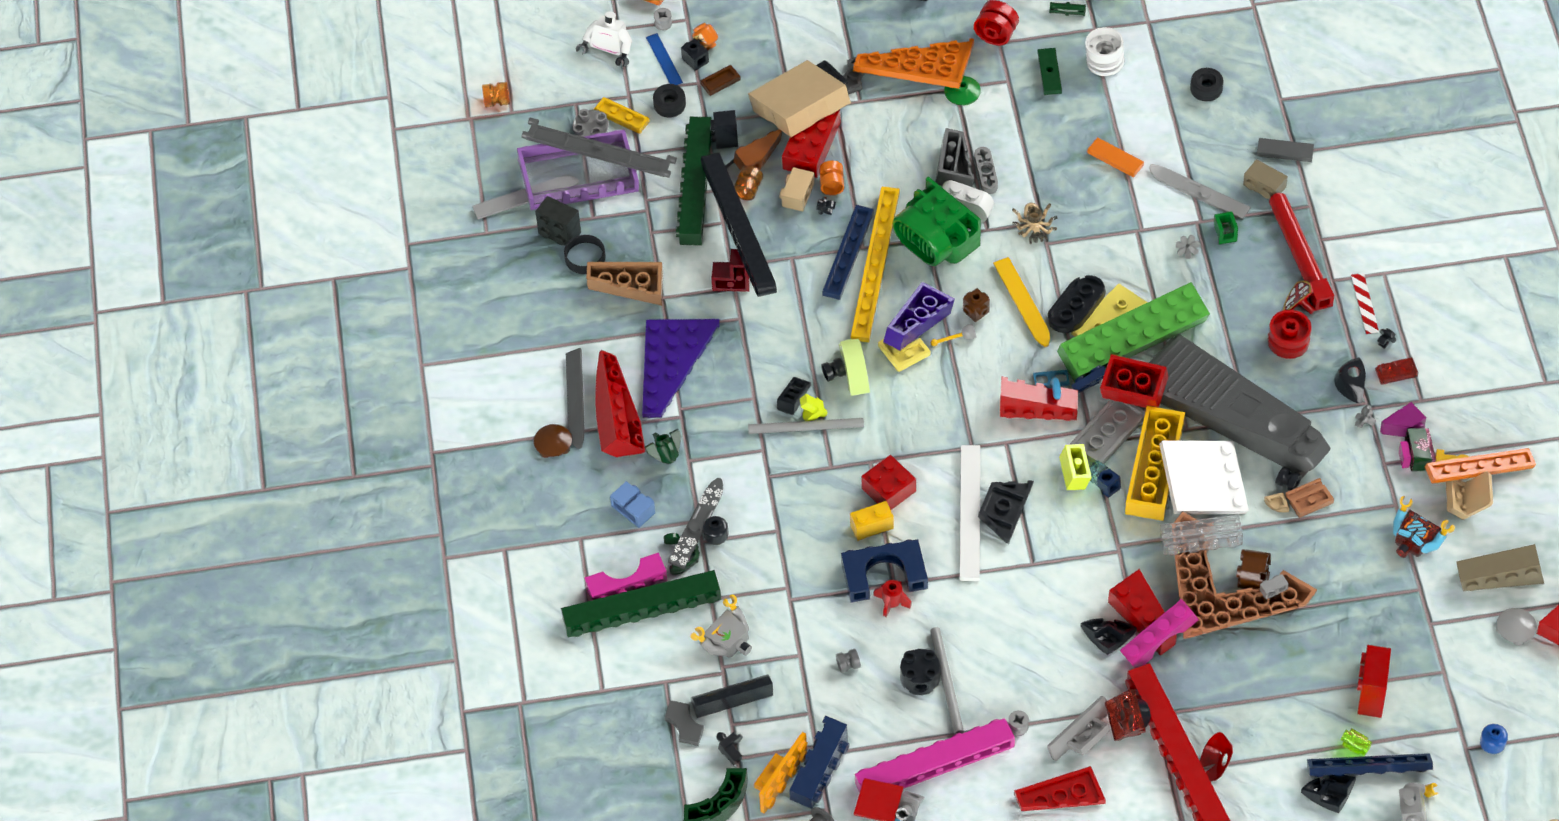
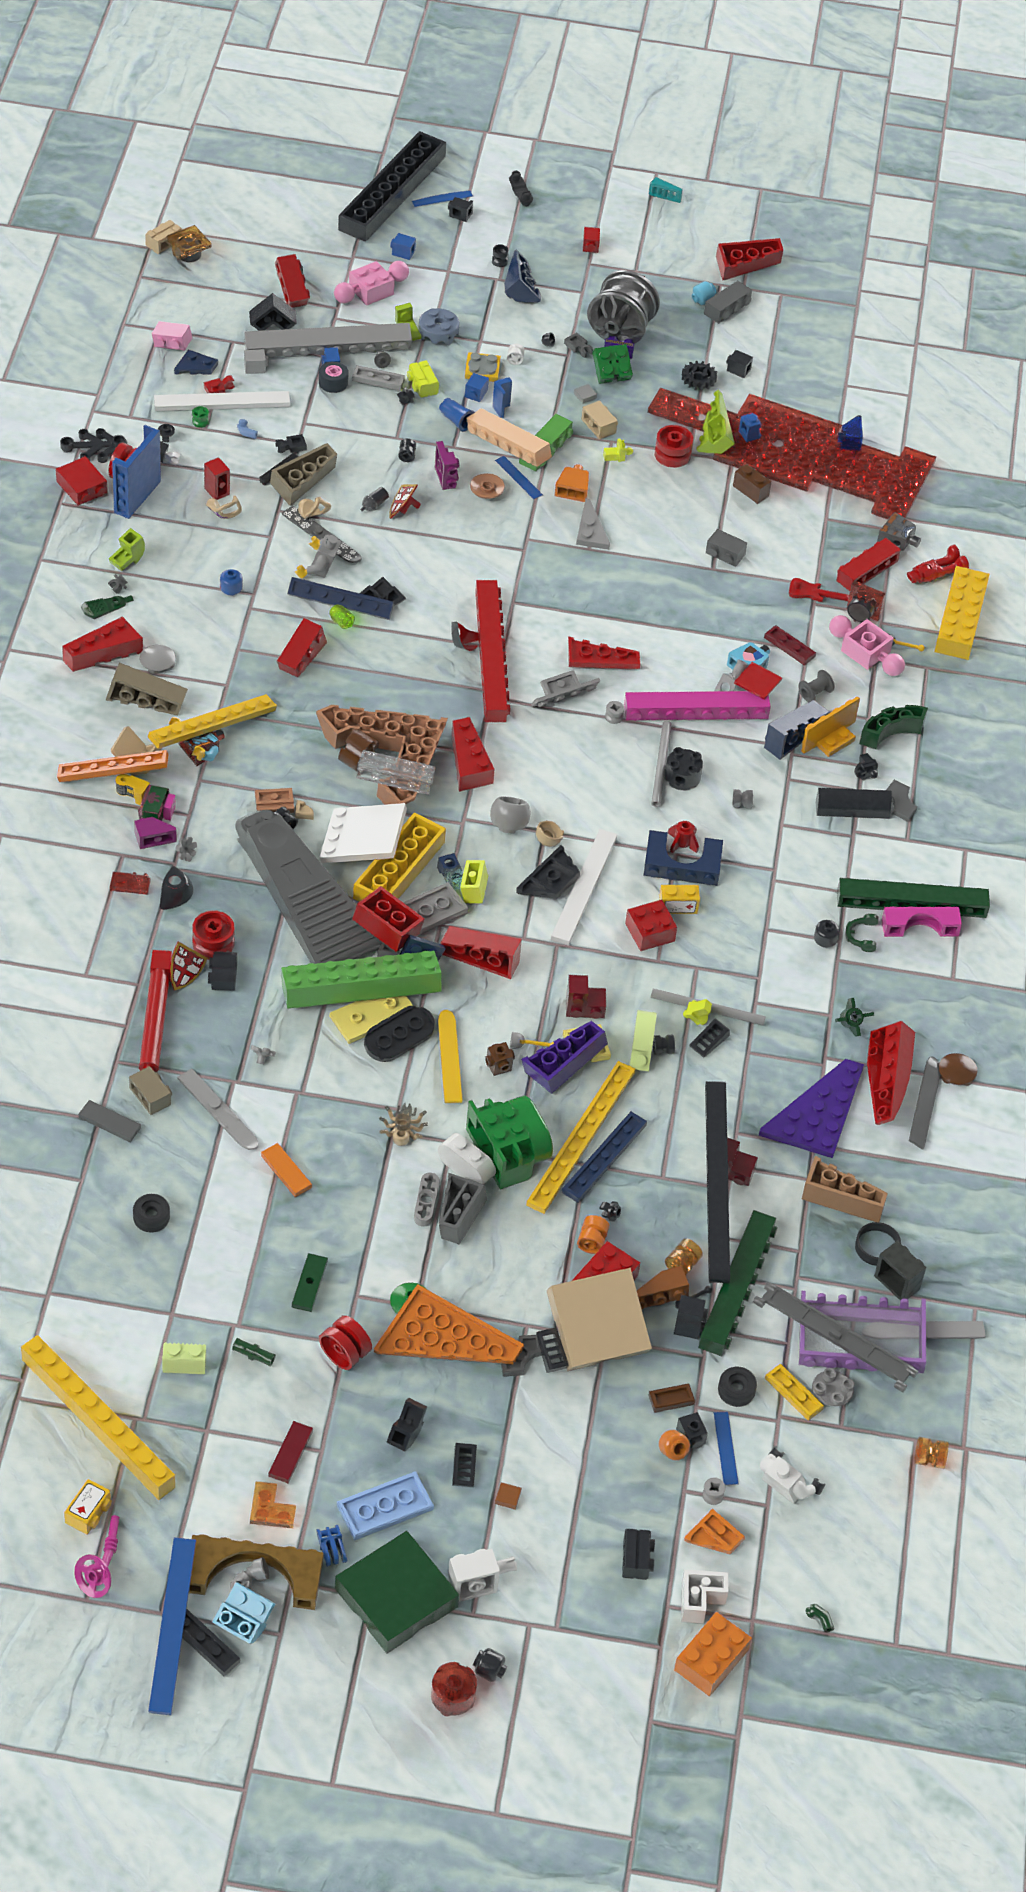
camera: 170 degrees left, 5 degrees down
(632, 504) = (898, 989): medium blue piece -> none
(695, 525) = (841, 949): dark grey piece -> none
(726, 634) = (845, 848): light grey torso -> none
(797, 189) = (634, 1235): tan brick -> none
(922, 385) = (584, 1001): none -> dark red brick
(1025, 549) = (549, 833): none -> tan hair
(1053, 381) = (458, 967): dark azure piece -> none
(1068, 563) = (510, 814): none -> light grey wheel
(1104, 51) = (243, 1272): white wheel -> none
(1107, 634) = (507, 755): black brick -> none
(1131, 714) = (522, 679): clear red piece -> none
(1144, 645) = (450, 718): dark pink arch -> none
(1226, 227) = (215, 1058): green window -> none
(1261, 306) = (223, 971): none -> black brick
(1273, 586) = (353, 719): light grey piece -> none
(1365, 303) = (120, 954): sticker -> none
(1386, 337) = (122, 908): black plate -> none
(1413, 549) = (212, 721): none -> yellow plate

